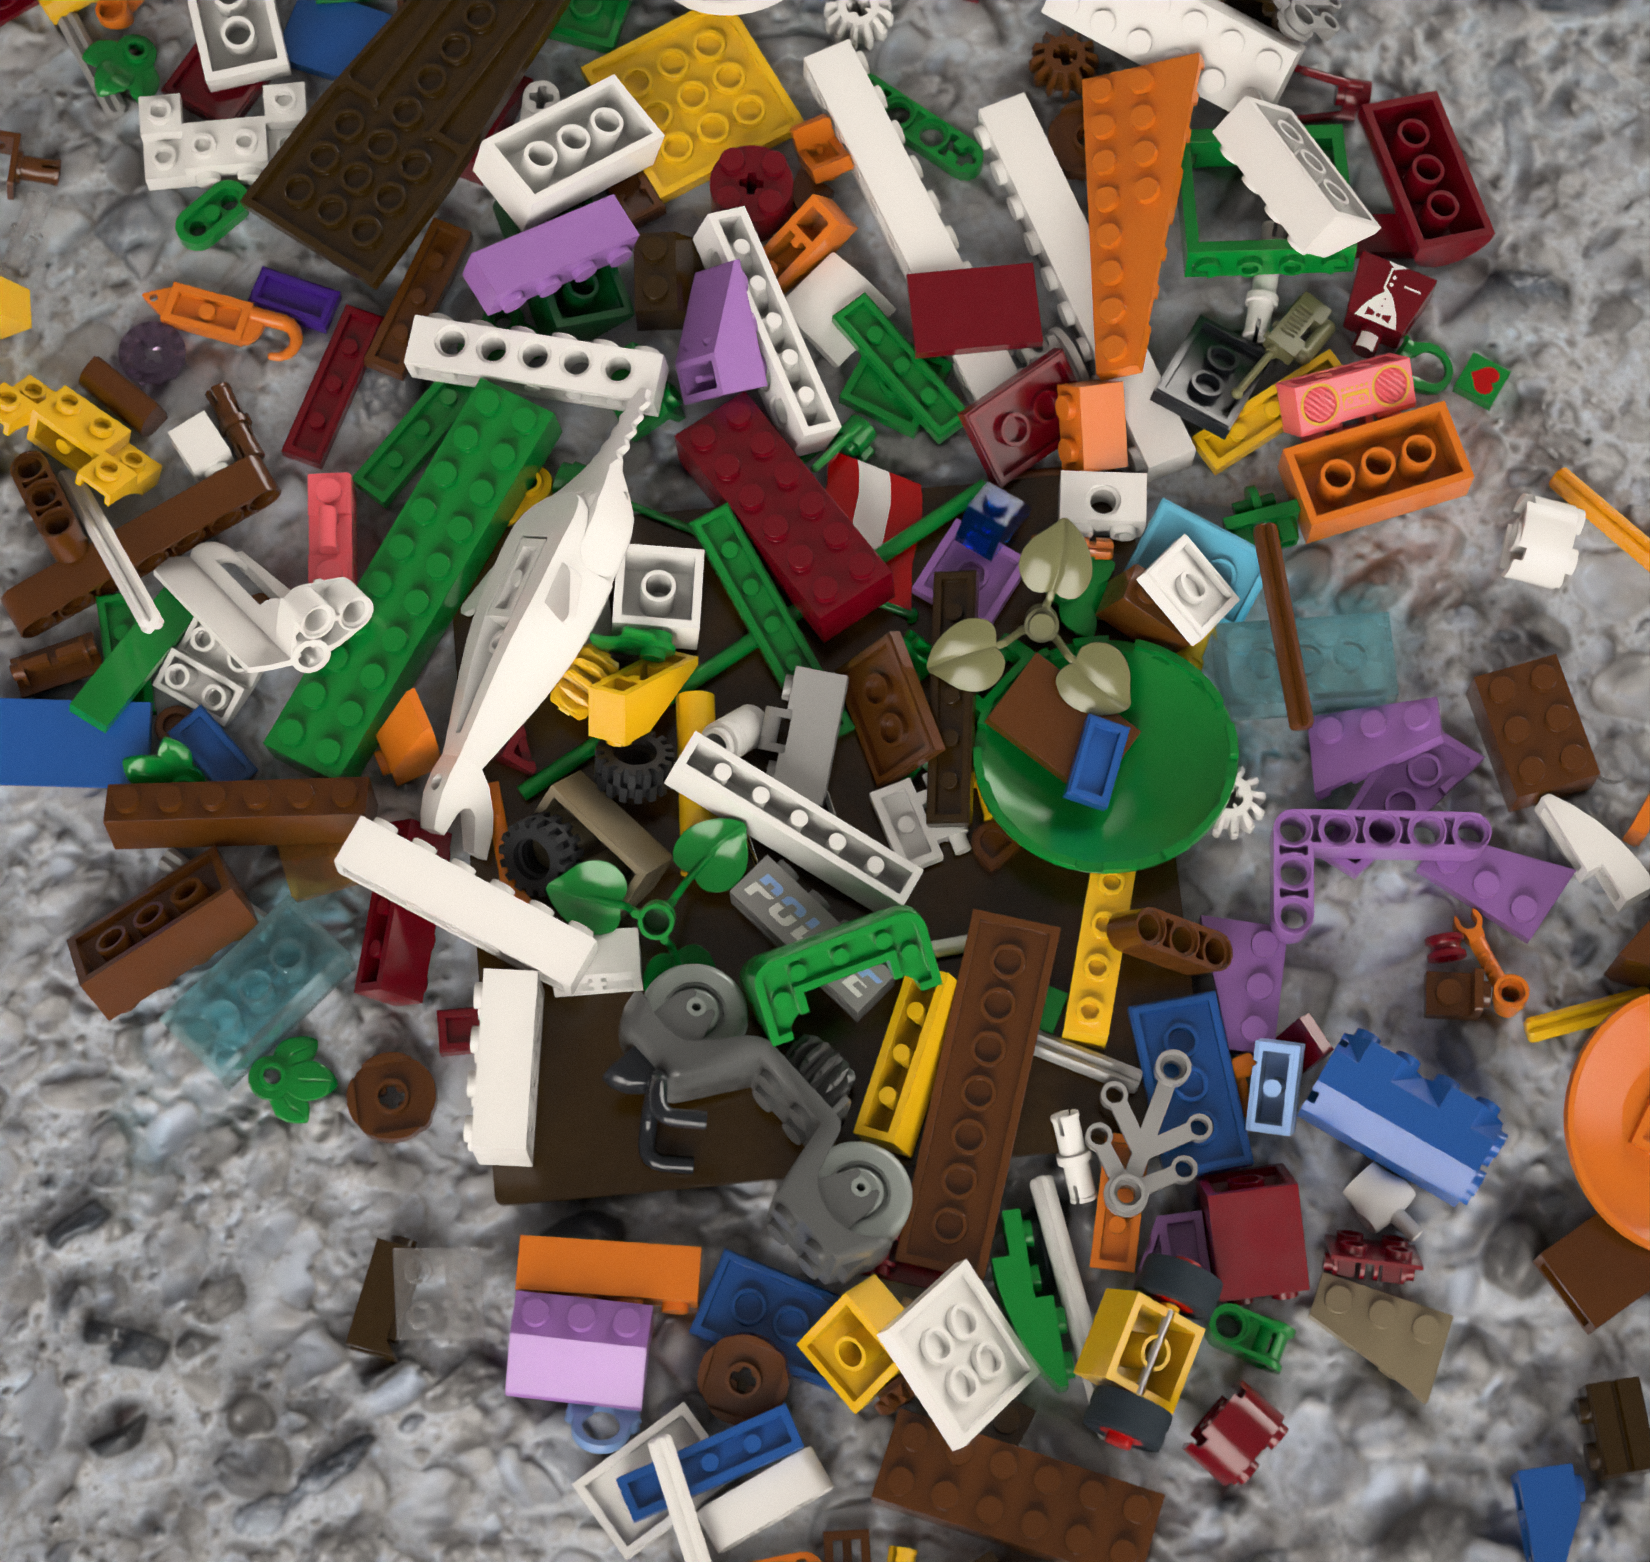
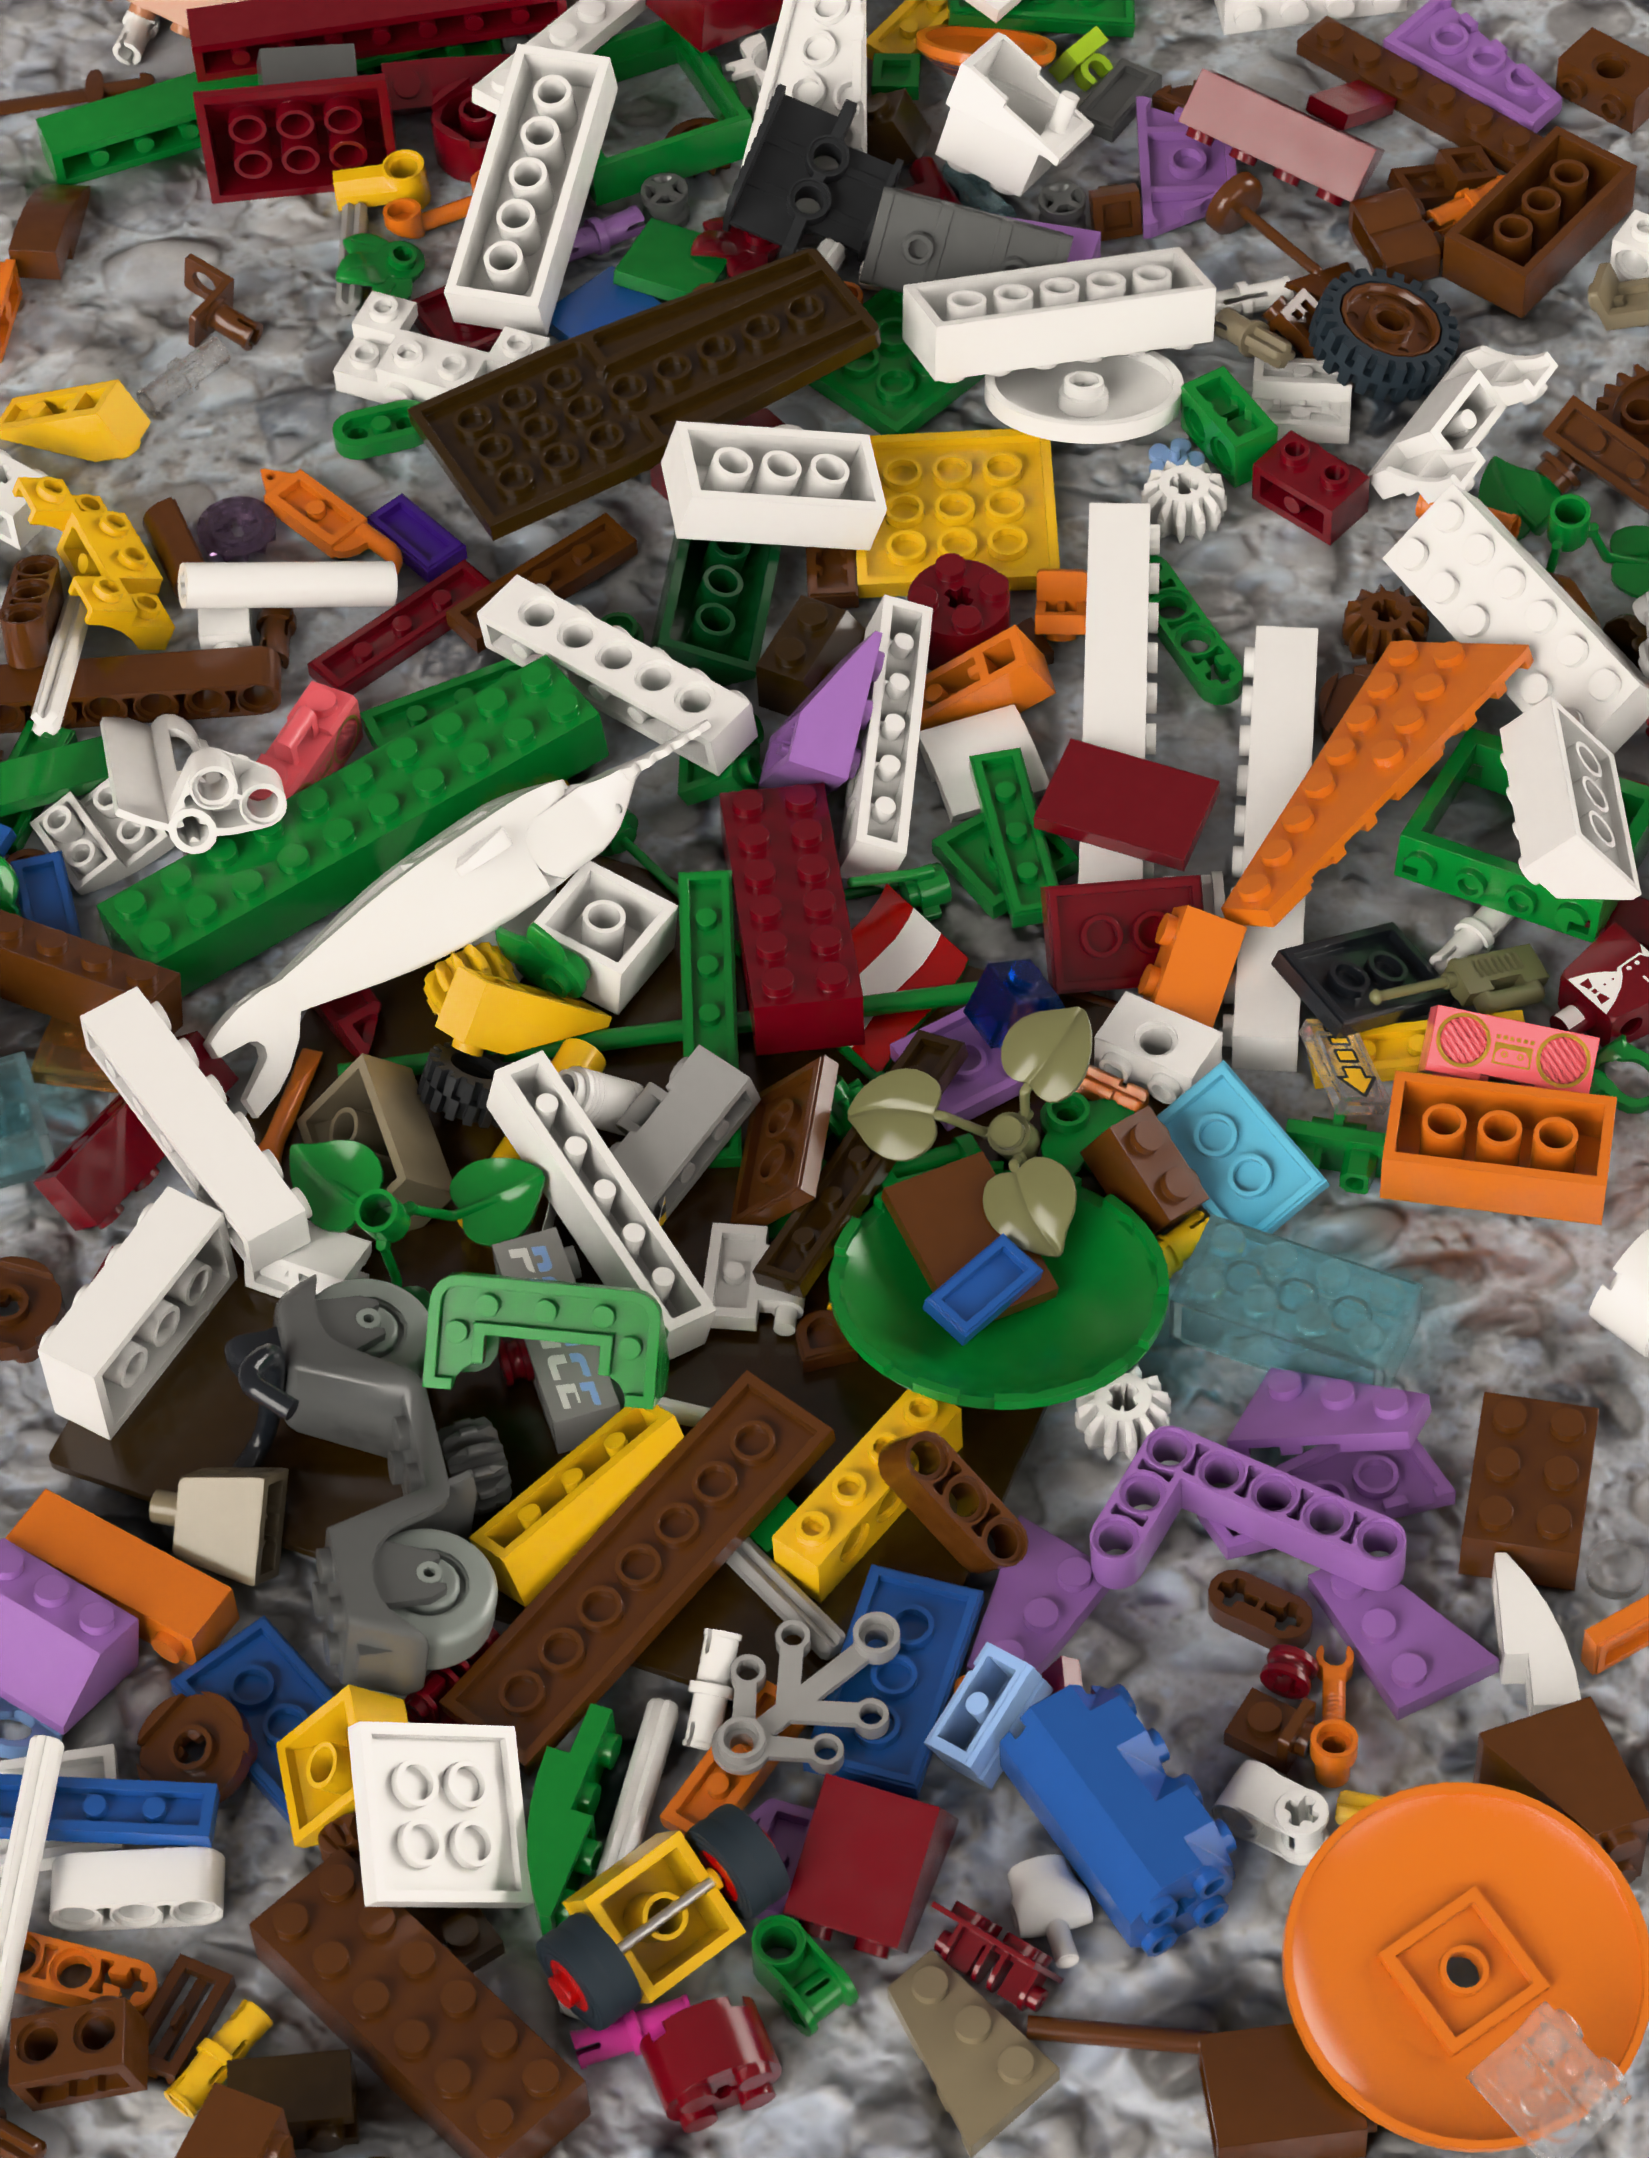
camera: 30 degrees right, 20 degrees down
(237, 397) = (287, 584): none -> white piece
(407, 741) = (248, 955): orange slope -> none
(520, 856) = (311, 1113): black tyre -> none
(550, 255) = (692, 568): medium lavender brick -> none
(662, 1194) = (227, 1520): none -> torso
(1184, 1413) = (625, 2033): none -> dark pink pin
(1188, 589) = (1195, 1159): white tile -> none
(1241, 460) = (1345, 1071): none -> clear tile
(1283, 627) = (1282, 1240): reddish brown axle -> none
(1398, 898) = (1261, 1609): none -> reddish brown beam
(1475, 1269) = (1113, 2034): none -> reddish brown bar
(1485, 1058) = (1272, 1810): none -> white piece

